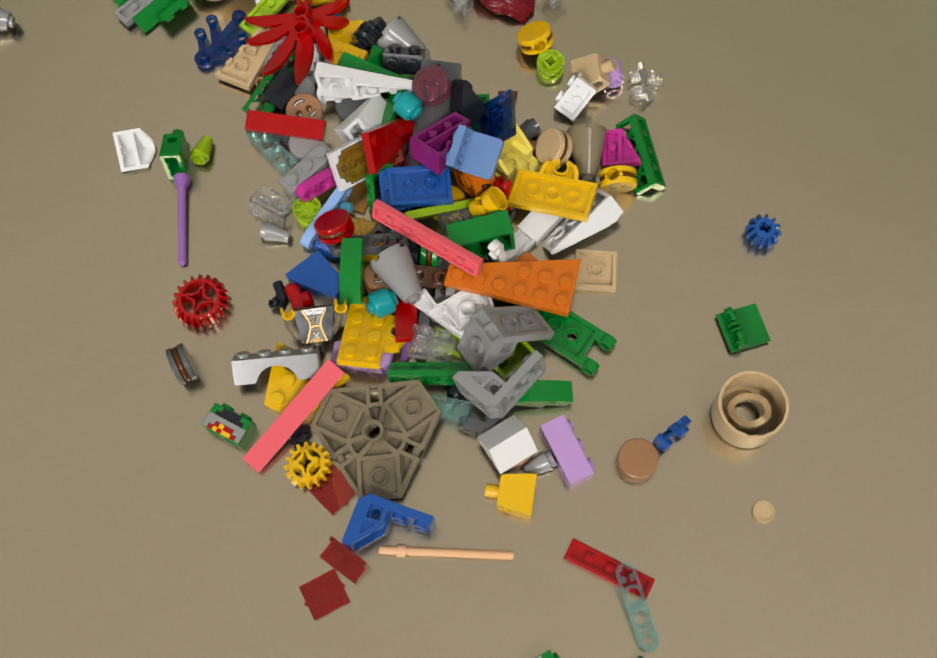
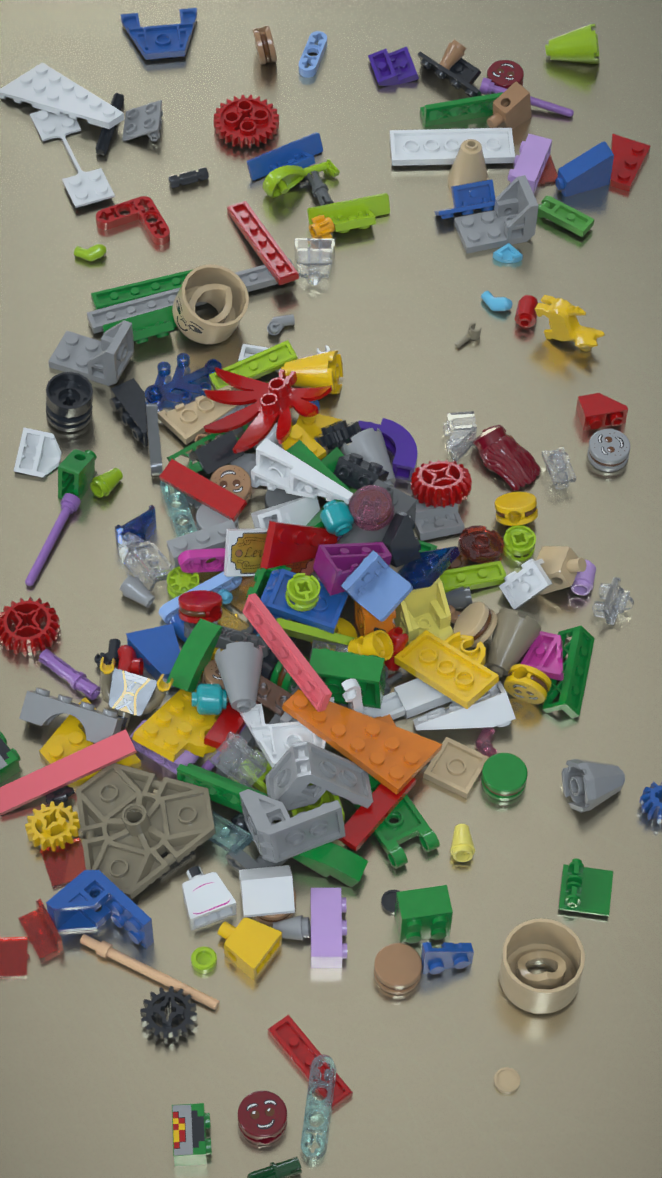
camera: 20 degrees right, 15 degrees down
(138, 49) = (96, 359): none -> light grey bracket
(138, 94) = (69, 401): none -> black wheel
(188, 74) = (130, 403): none -> black slope
(222, 97) = (154, 439): none -> dark grey beam
(249, 182) = (136, 530): none -> clear blue slope
(263, 329) = (76, 679): none -> medium lavender pin
(415, 181) = (303, 592): none -> lime wheel
(420, 22) = (400, 444): none -> dark purple arch
(460, 470) = (206, 898): none -> white torso
(468, 41) = (441, 483): none -> red gear
(471, 586) = (179, 1019): none -> black gear
(478, 67) = (438, 521): none -> light grey slope
(483, 521) = (204, 960): none -> lime tile
(521, 78) = (480, 544): none -> clear red tile
(533, 104) = (474, 576): none -> lime tile
(554, 348) = (367, 820): none -> red tile
(598, 635) = (262, 1117): none -> dark red head
(604, 404) = (388, 901): none -> black piece
(607, 242) = (483, 742): none -> clear pink arm
(633, 332) = (462, 845): none -> light yellow cone
(636, 262) = (504, 776): none -> green head
(637, 407) = (423, 914): none -> green brick
(704, 240) = (590, 783): none -> light grey cone

